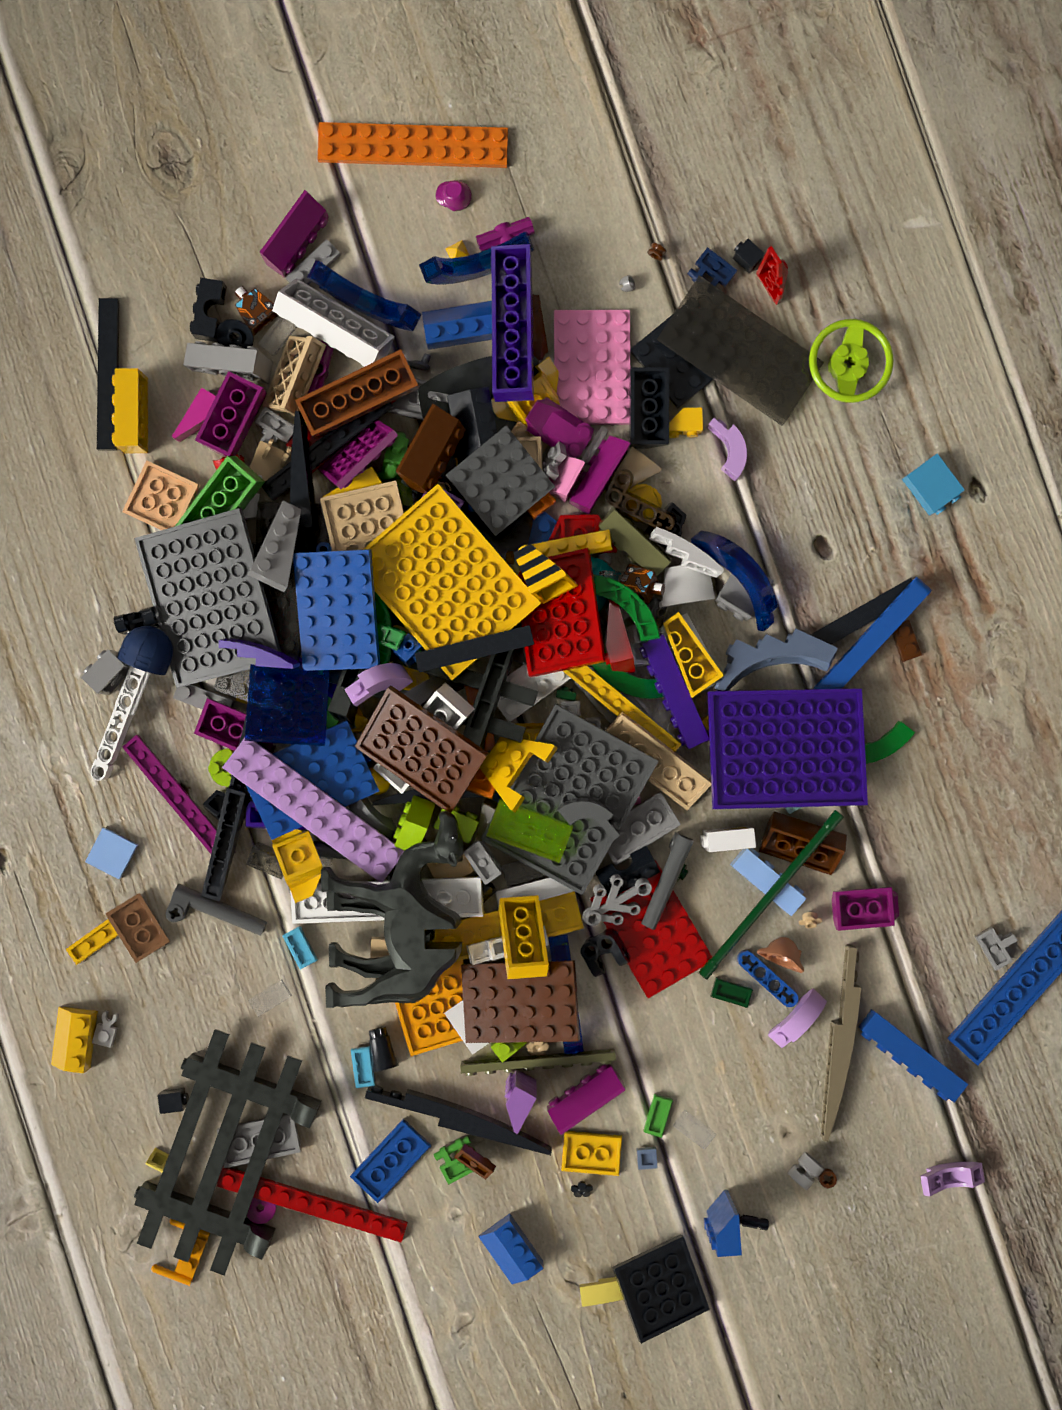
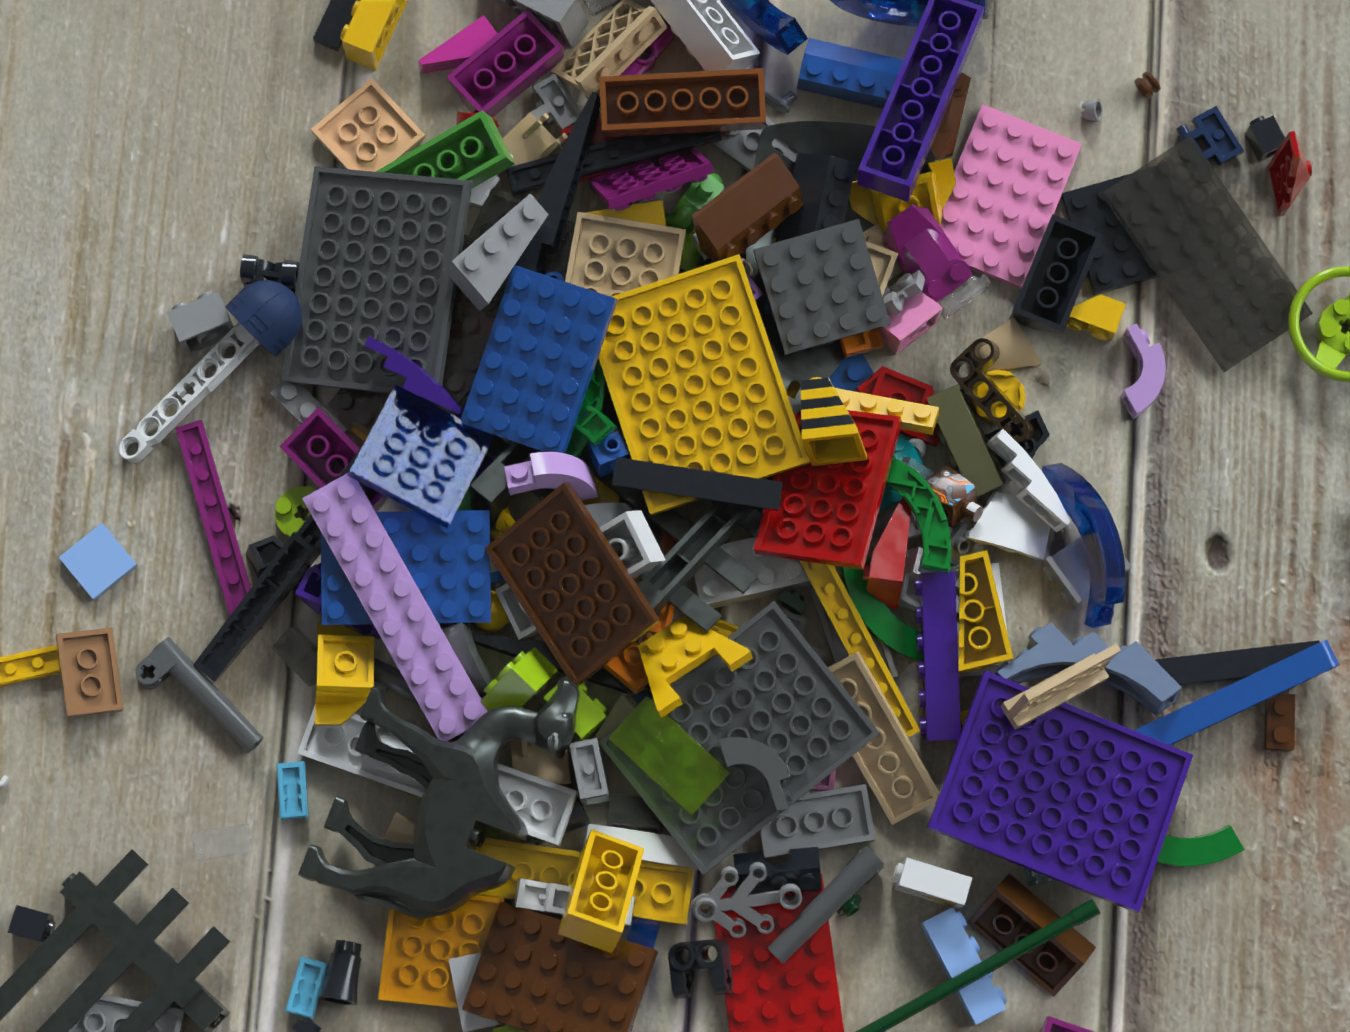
camera: 20 degrees right, 10 degrees down
(599, 474) = (952, 337): magenta slope -> none
(760, 684) = (1059, 688): none -> tan fence

